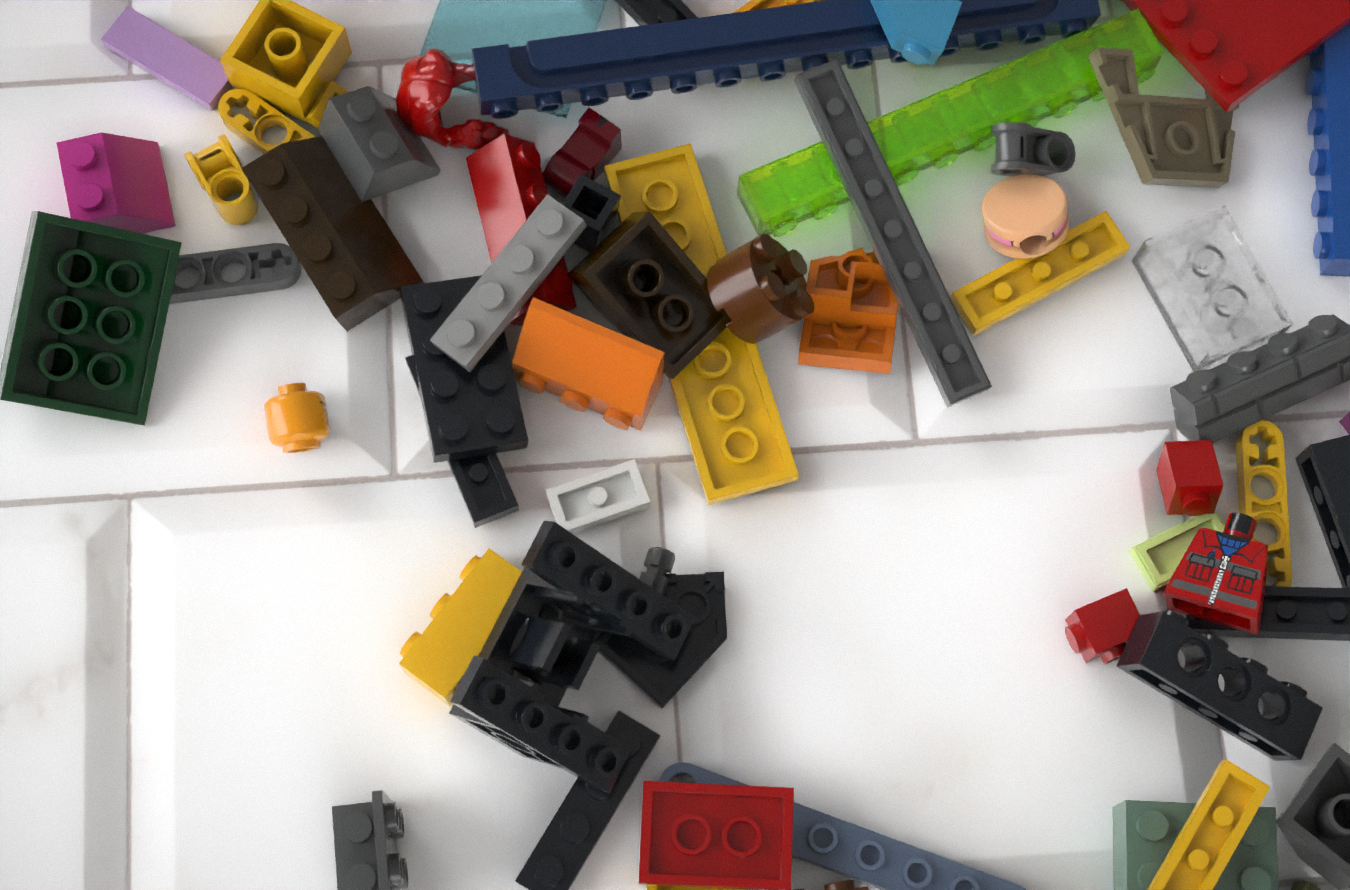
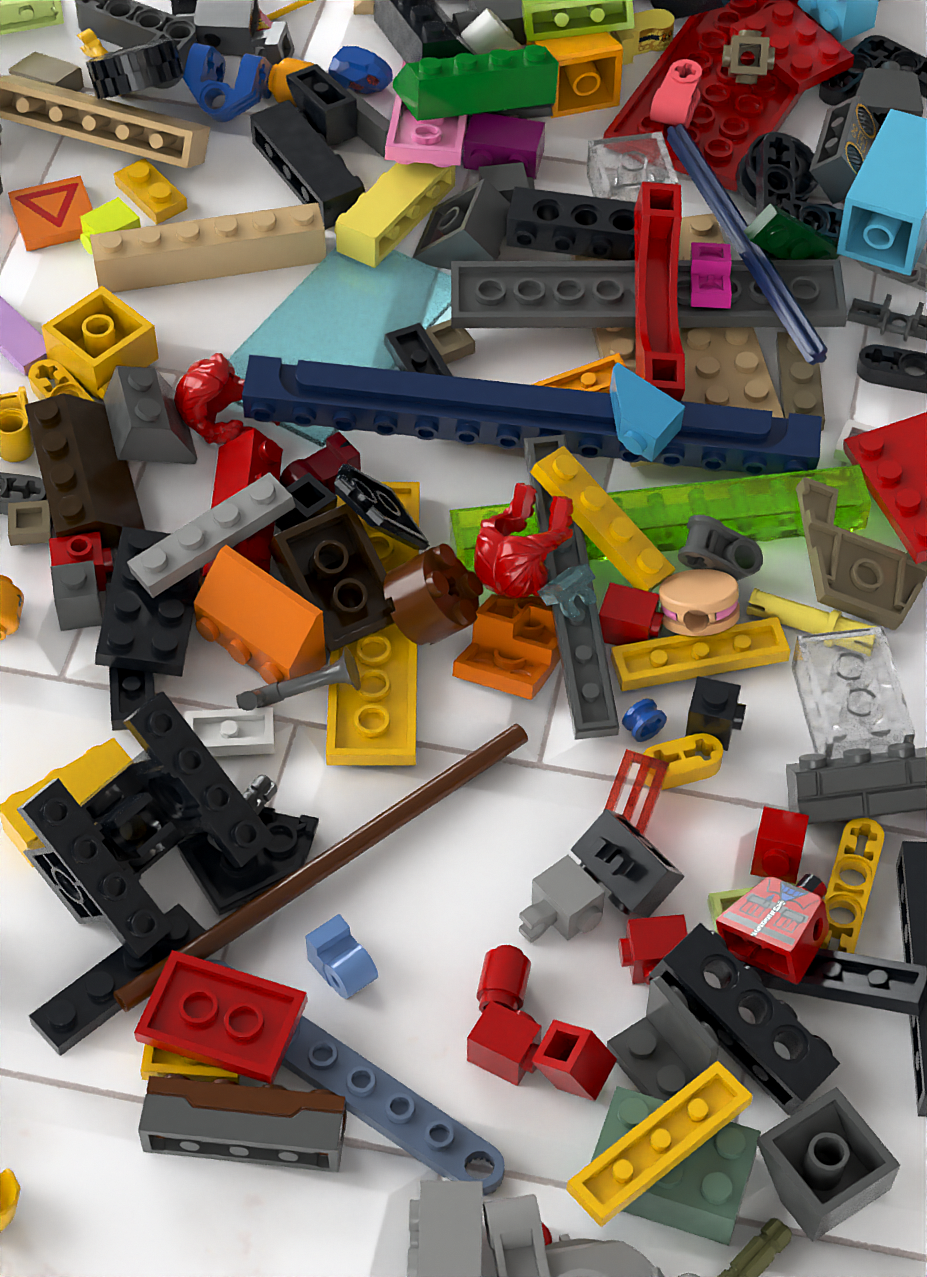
camera: 20 degrees right, 20 degrees down
(293, 301) = (29, 522): none -> dark tan plate
(368, 339) = (82, 549): none -> red brick
(380, 381) = (76, 595): none -> dark grey brick
(611, 451) = (341, 671): none -> dark grey piece
(671, 201) = (378, 506): none -> black tile
(747, 626) = (330, 860): none -> reddish brown piece
(804, 727) = (340, 957): none -> medium blue leg
(834, 234) = (516, 563): none -> red hair
(901, 246) = (567, 586): none -> clear light blue tile
(906, 152) = (603, 520): none -> yellow plate
(960, 249) = (629, 615): none -> red brick
(969, 705) = (504, 978): none -> red brick
(995, 771) = (504, 1042): none -> red brick
(1000, 597) = (565, 899): none -> light grey brick
(1009, 462) = (646, 763): none -> clear red tile
(1010, 367) = (644, 720): none -> blue bush
(1049, 543) = (626, 864): none -> black brick
(1052, 394) = (683, 764): none -> yellow beam
(1069, 777) = (574, 1060): none -> red brick
(1079, 342) = (715, 710): none -> black brick
(1152, 739) = (666, 1045): none -> dark grey bracket
(1156, 204) = (799, 615): none -> light yellow pin

